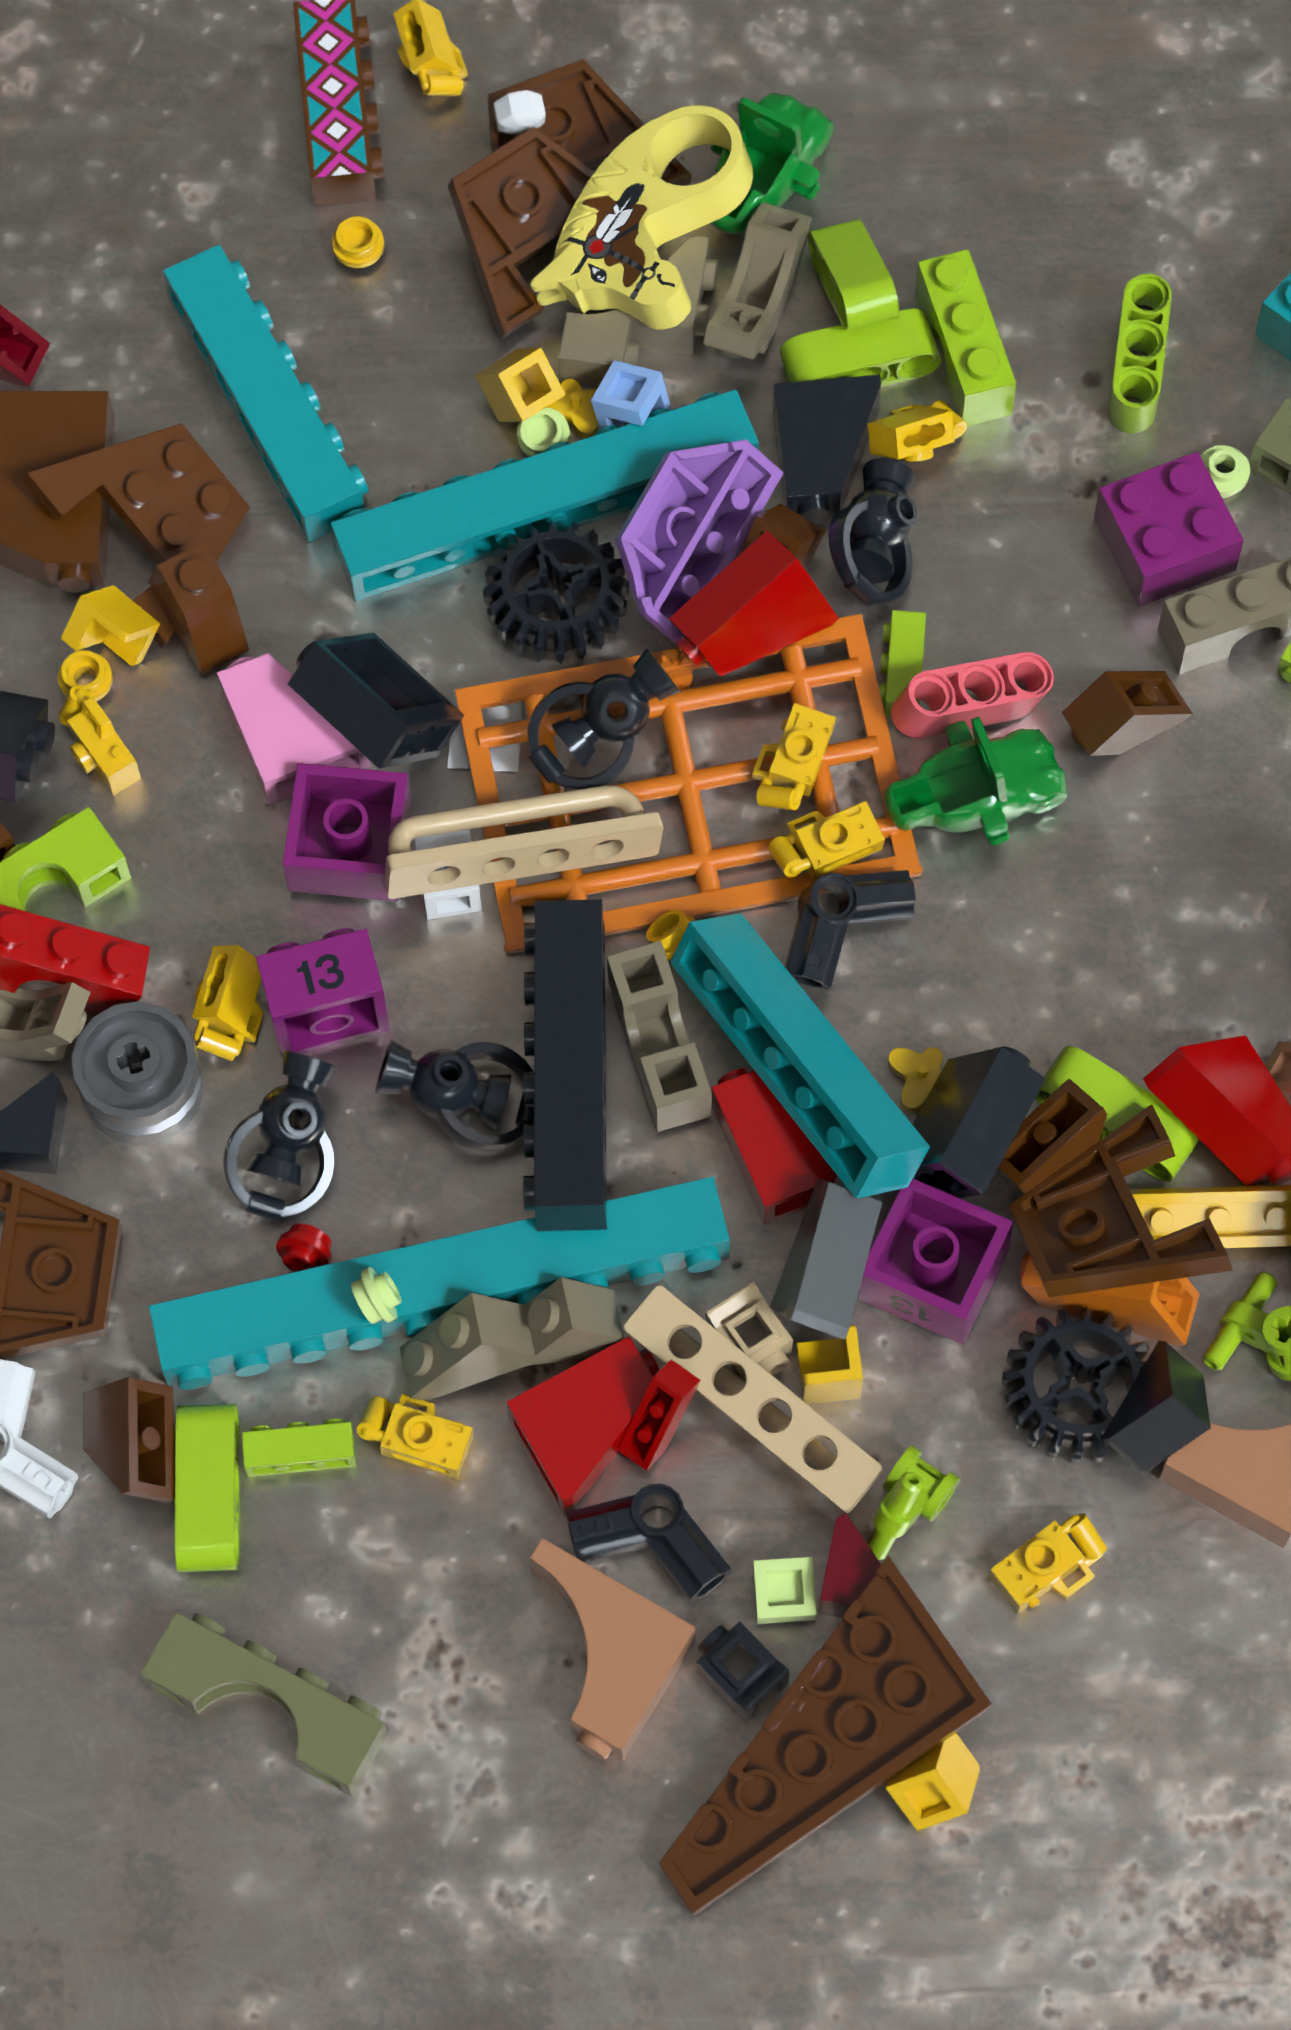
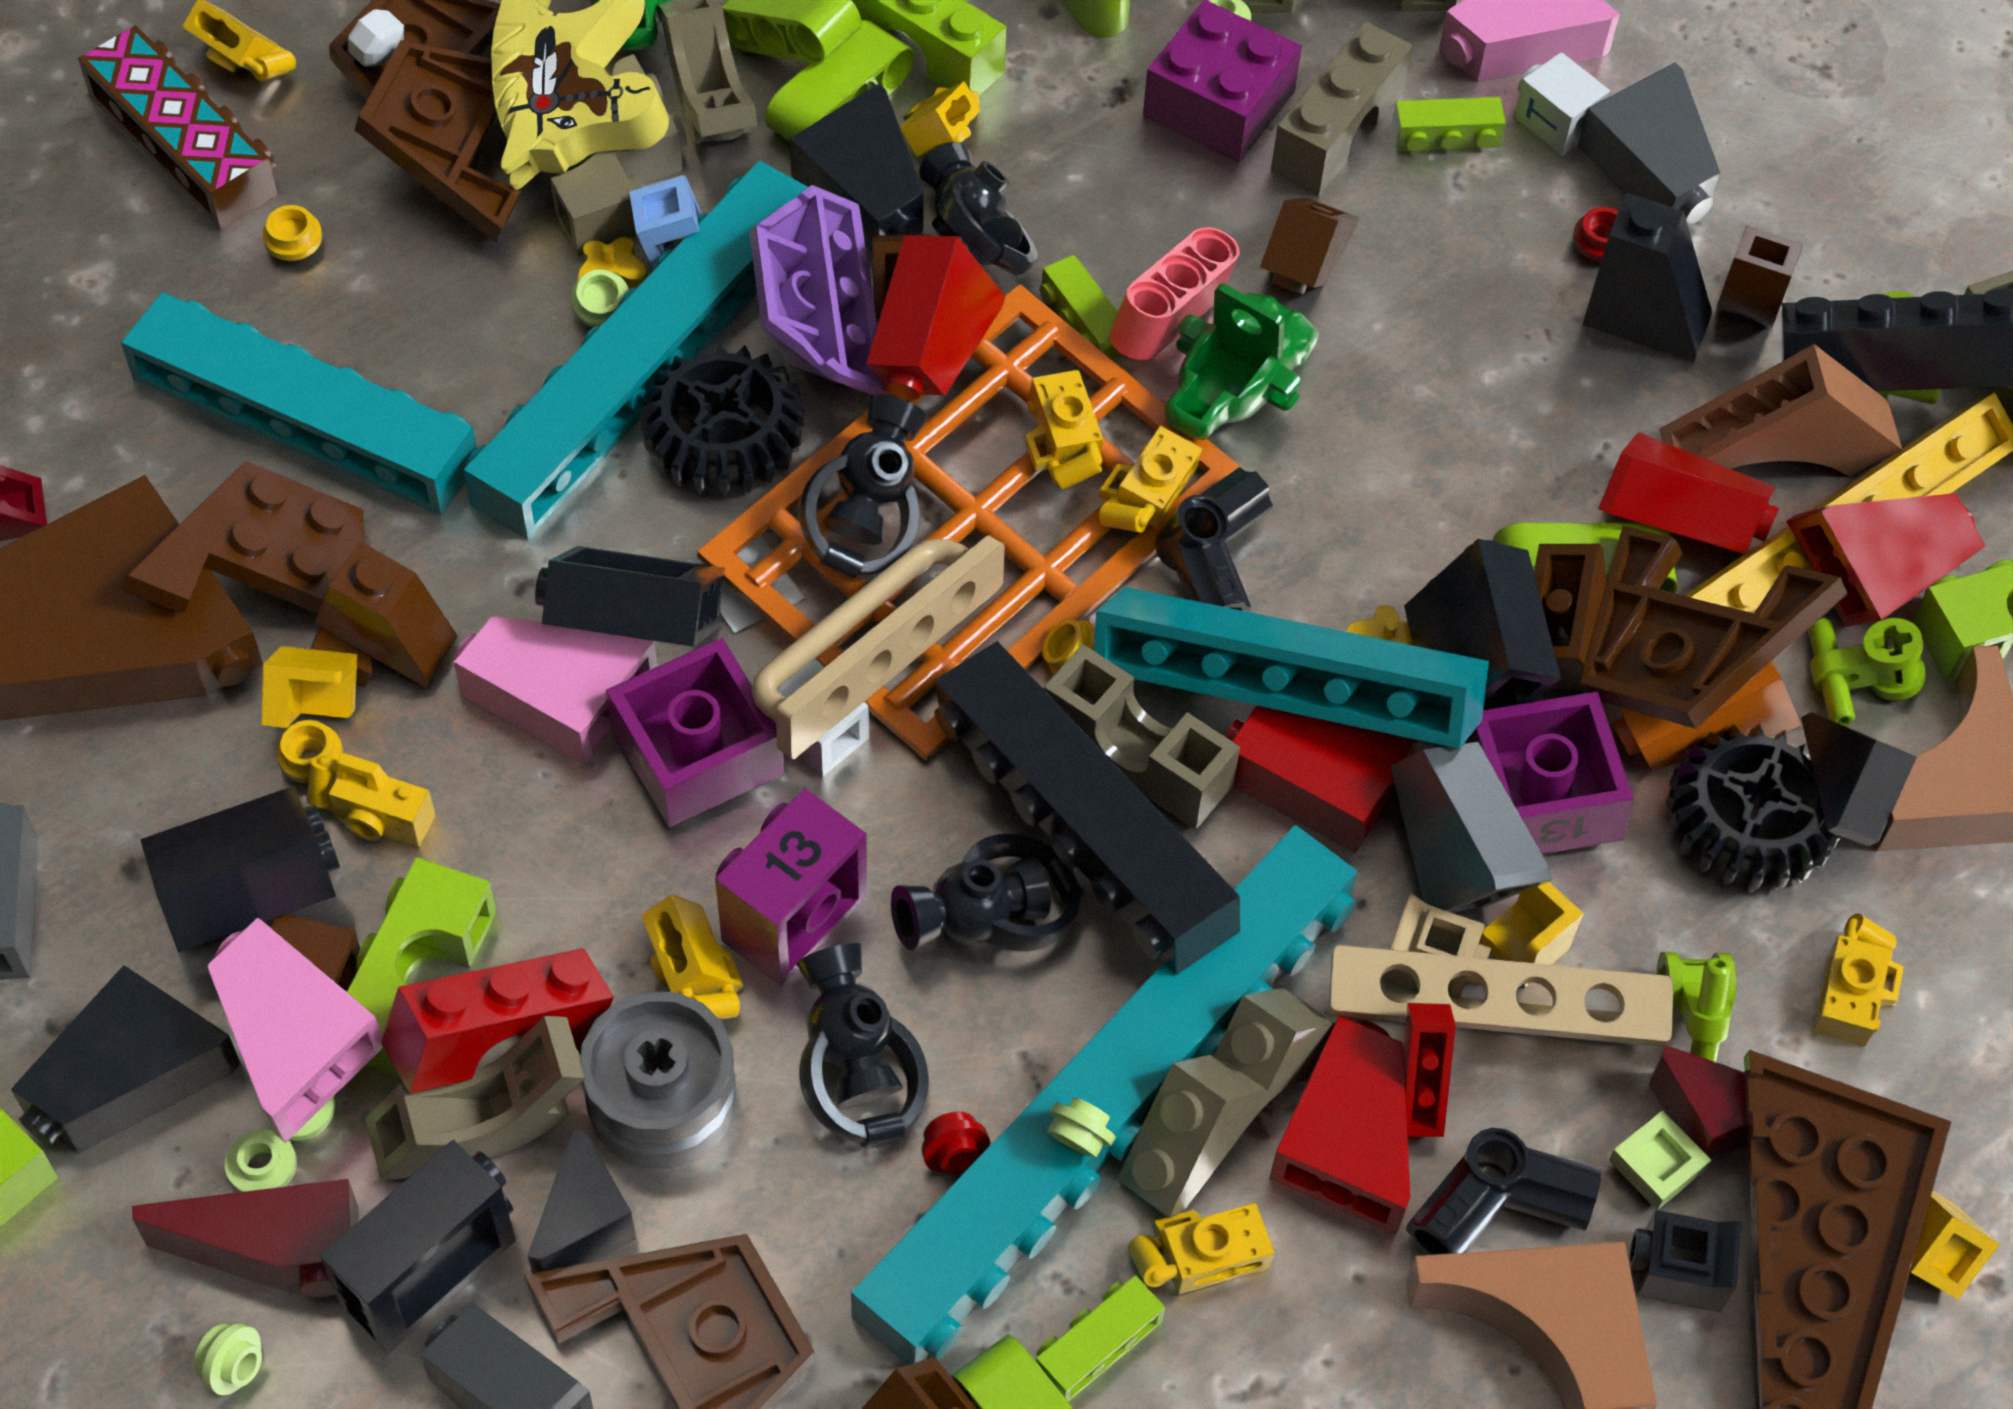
camera: 40 degrees left, 10 degrees down
(519, 385) = (552, 262): yellow brick -> none

